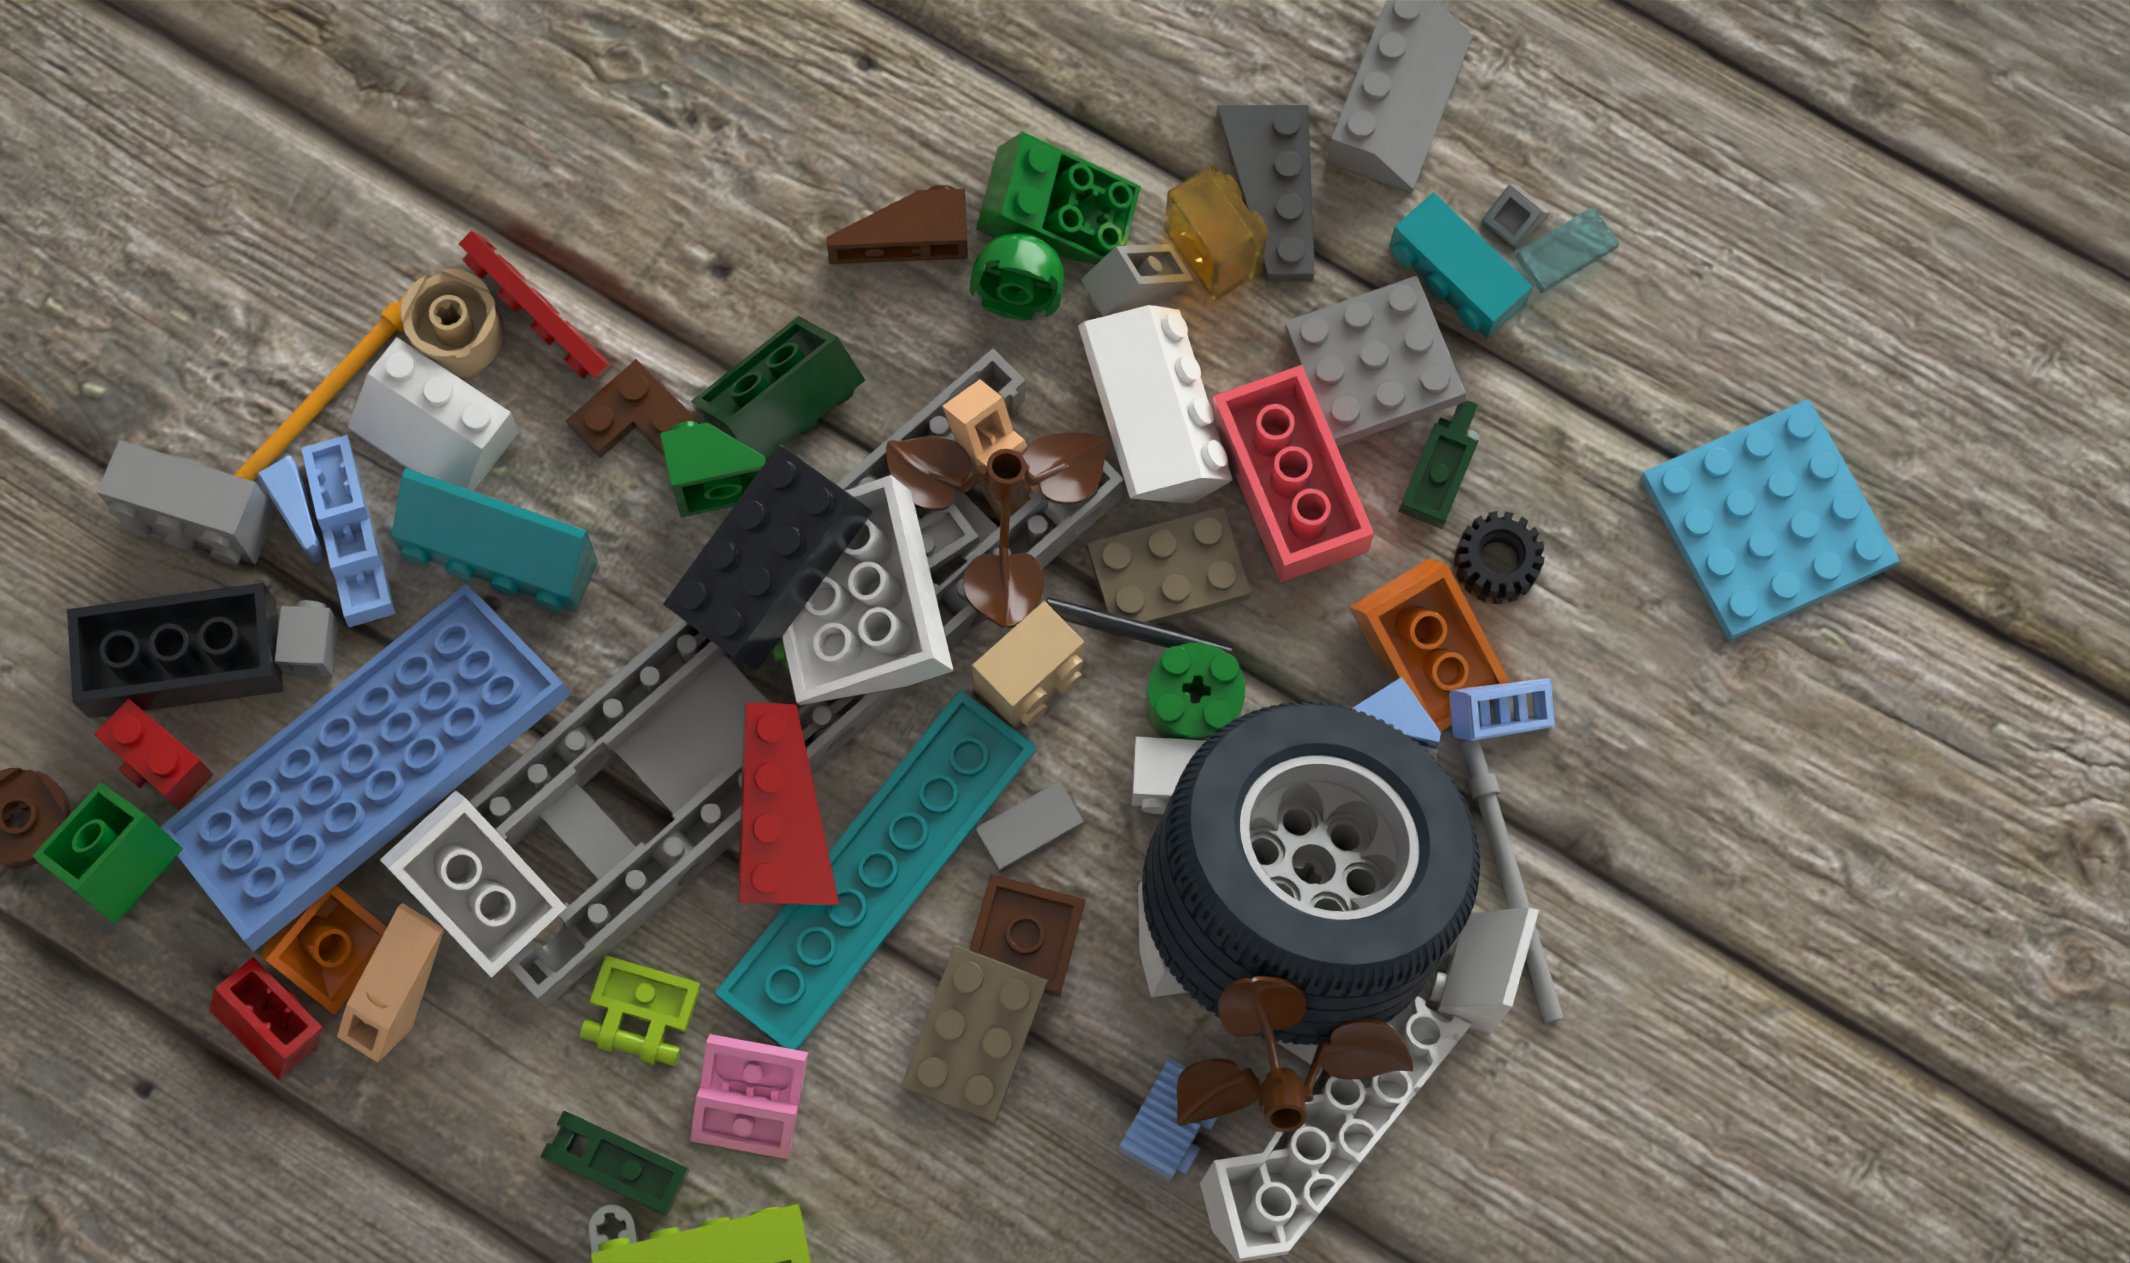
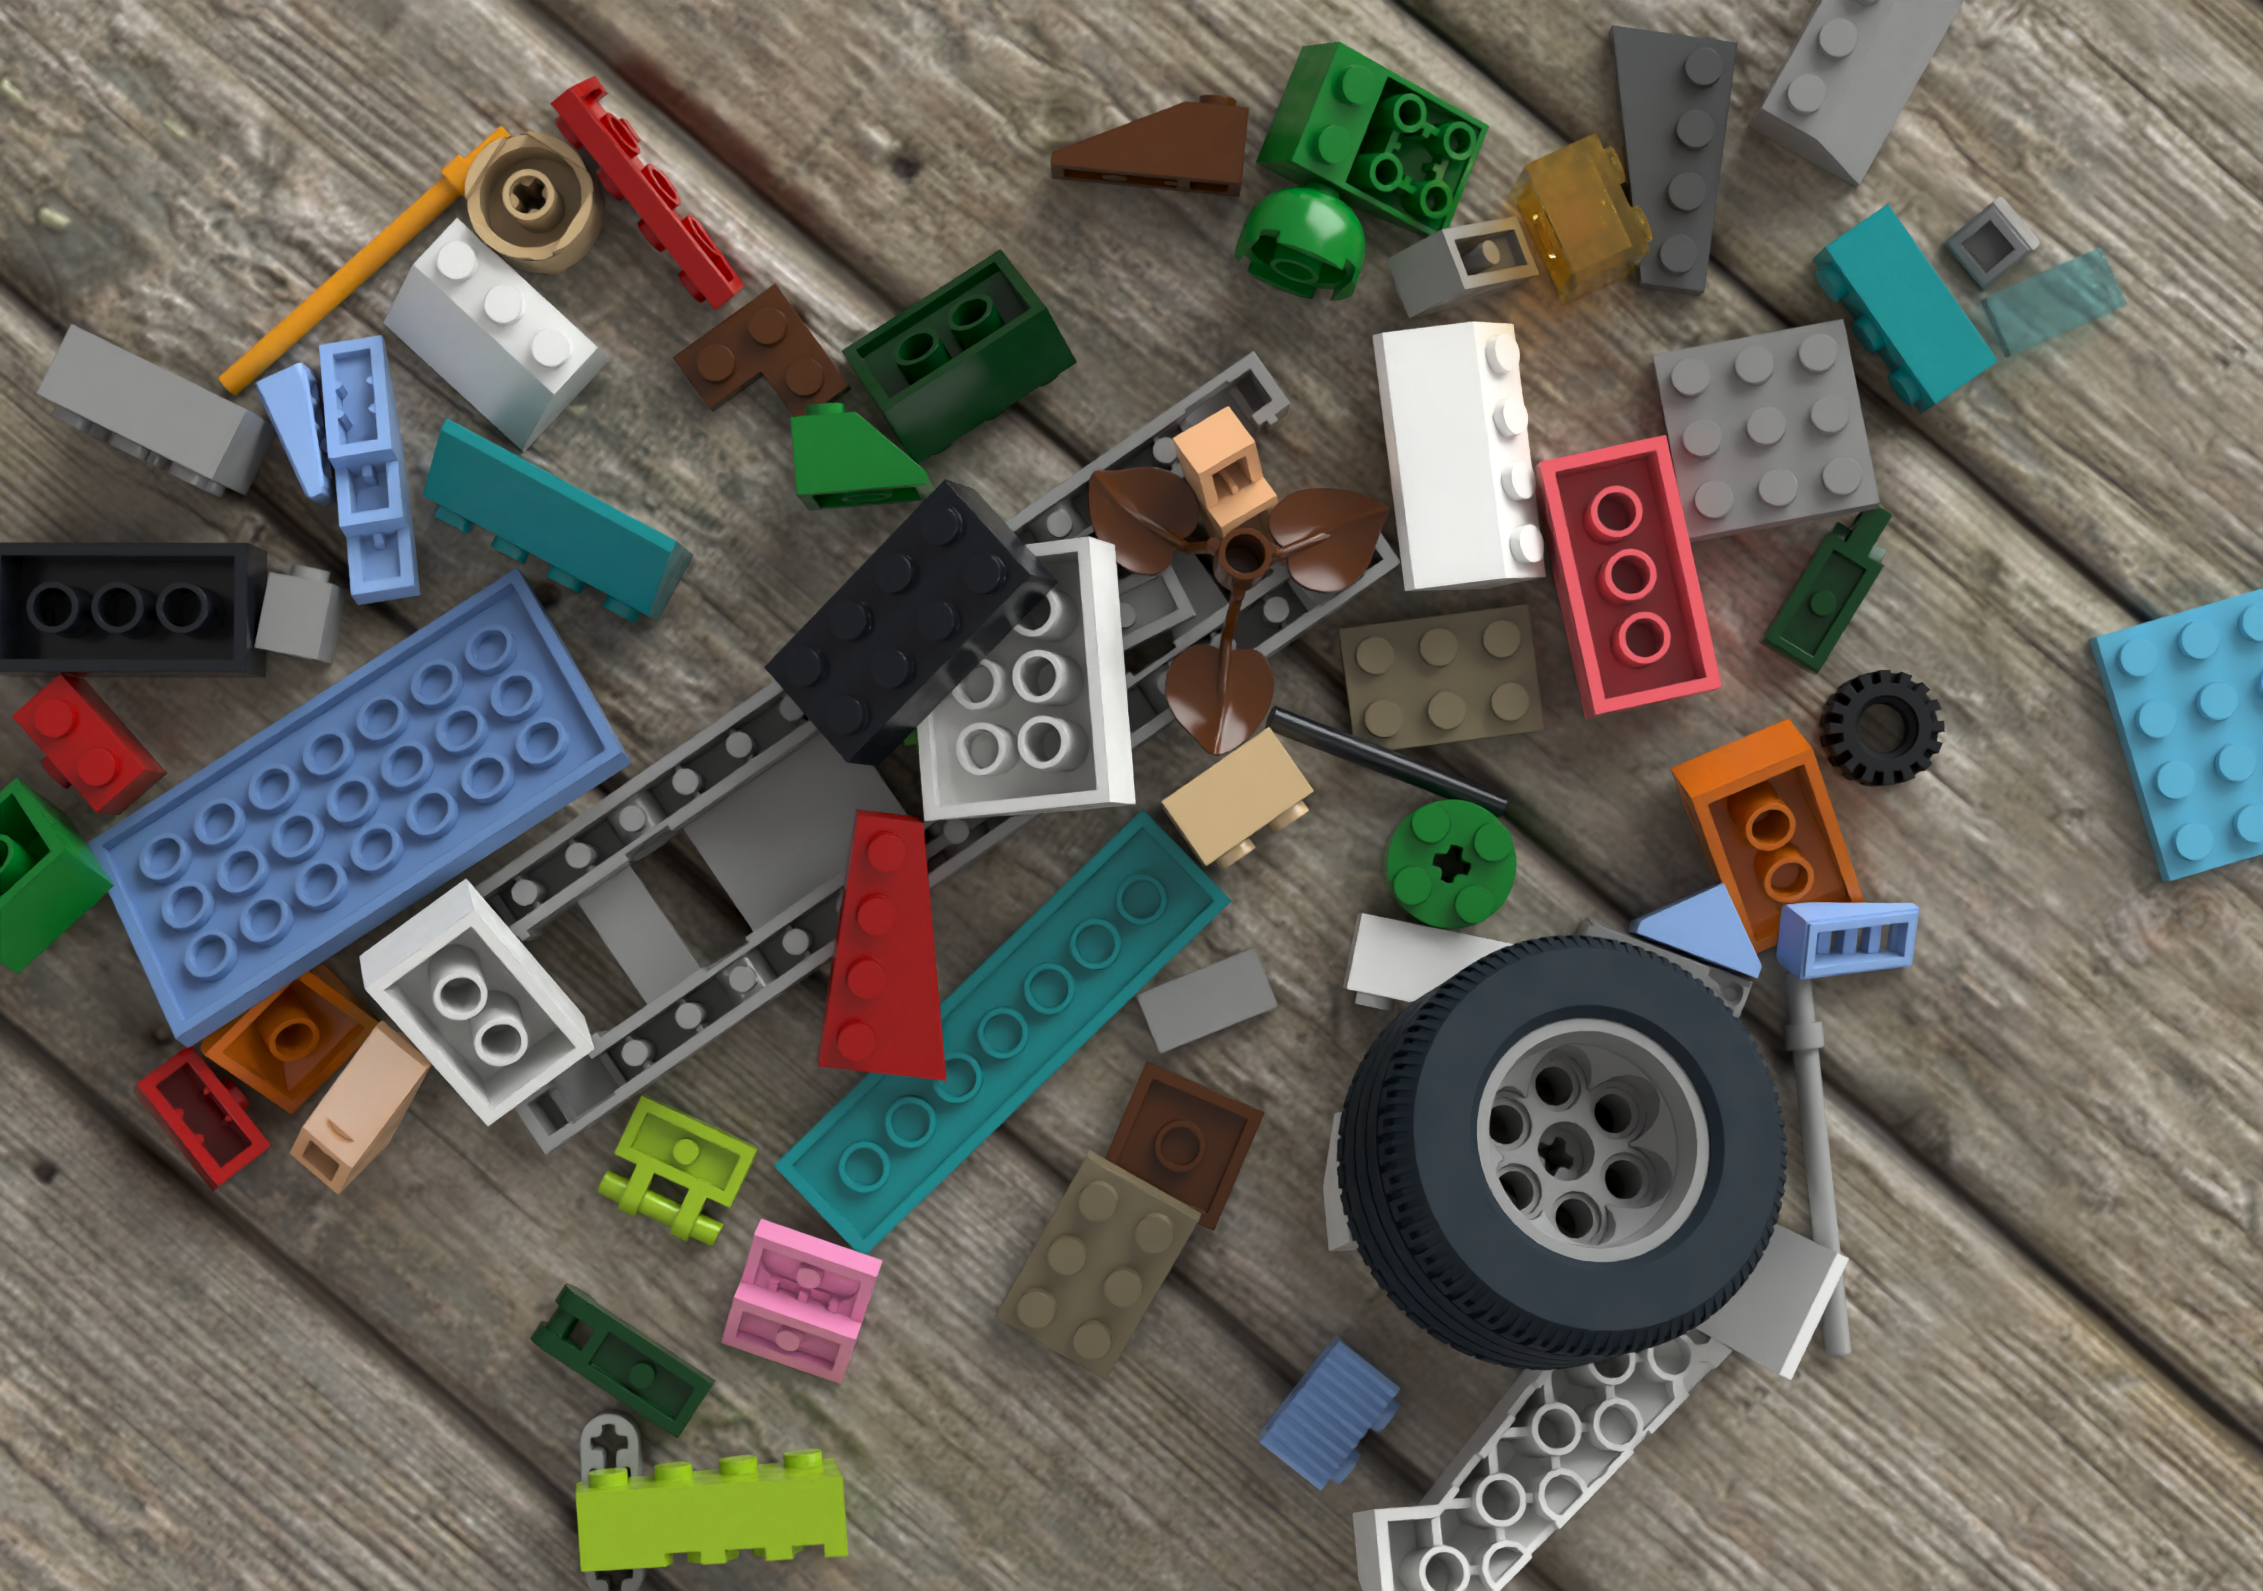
camera: 10 degrees right, 15 degrees up
(1260, 1004) = (1476, 1451): reddish brown plant -> none

